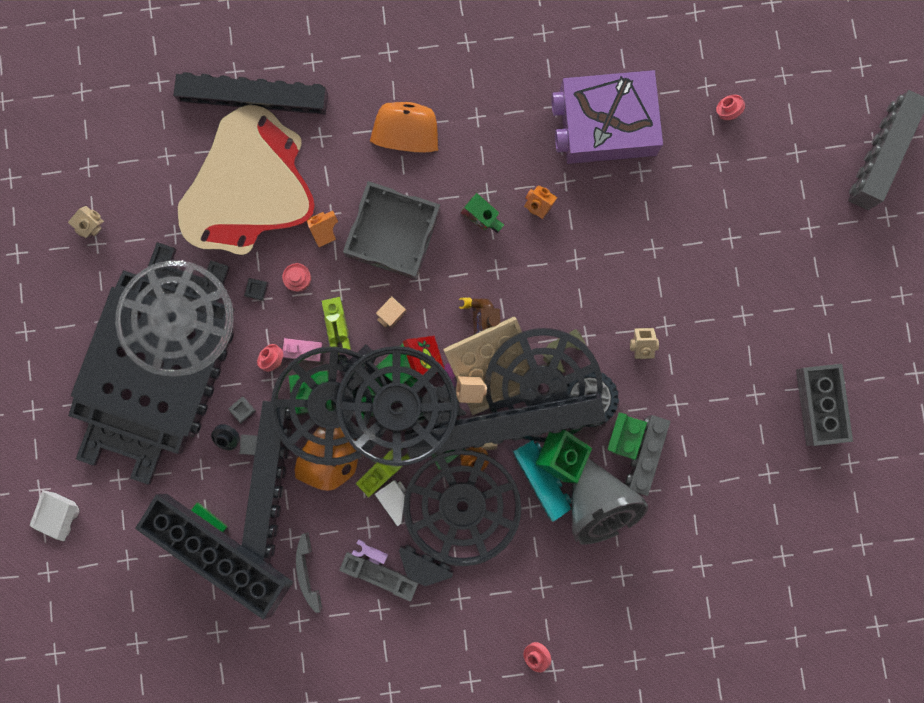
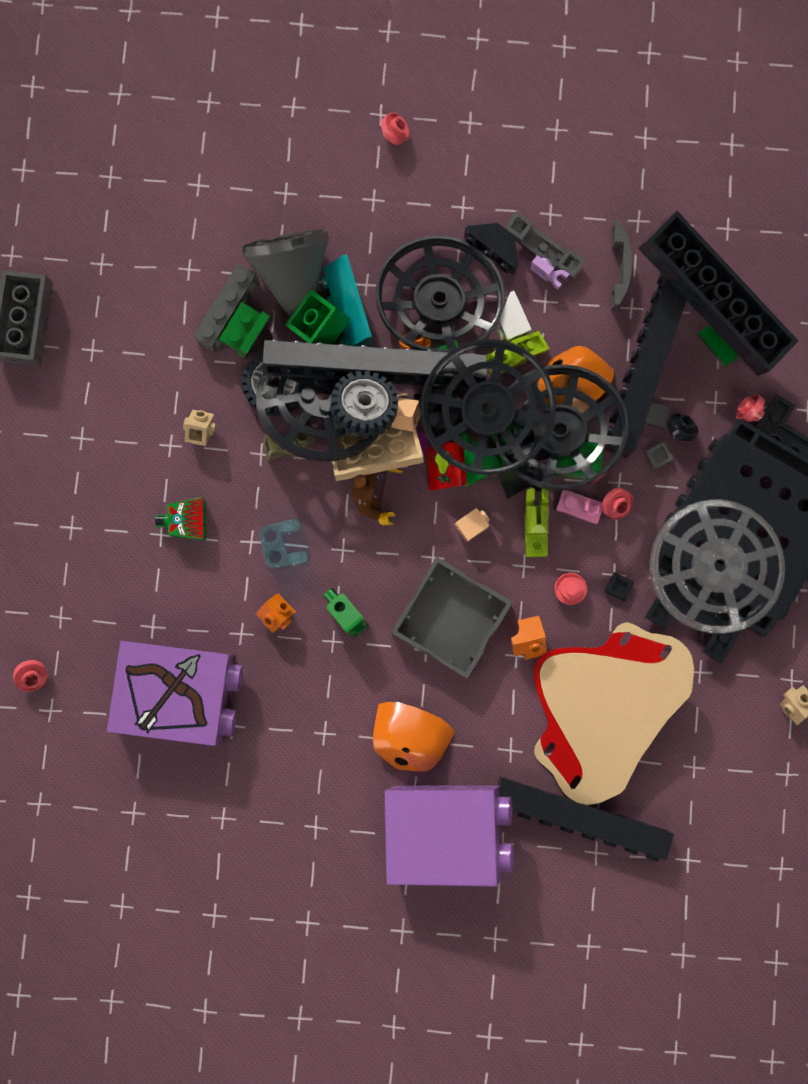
camera: 170 degrees left, 0 degrees up
(168, 466) = (751, 408): none -> coral plate
(357, 52) = (447, 835): none -> medium lavender brick
(505, 399) = (361, 419): none -> wheel
(552, 258) = (277, 545): none -> clear light blue piece
(636, 263) = (185, 519): none -> torso

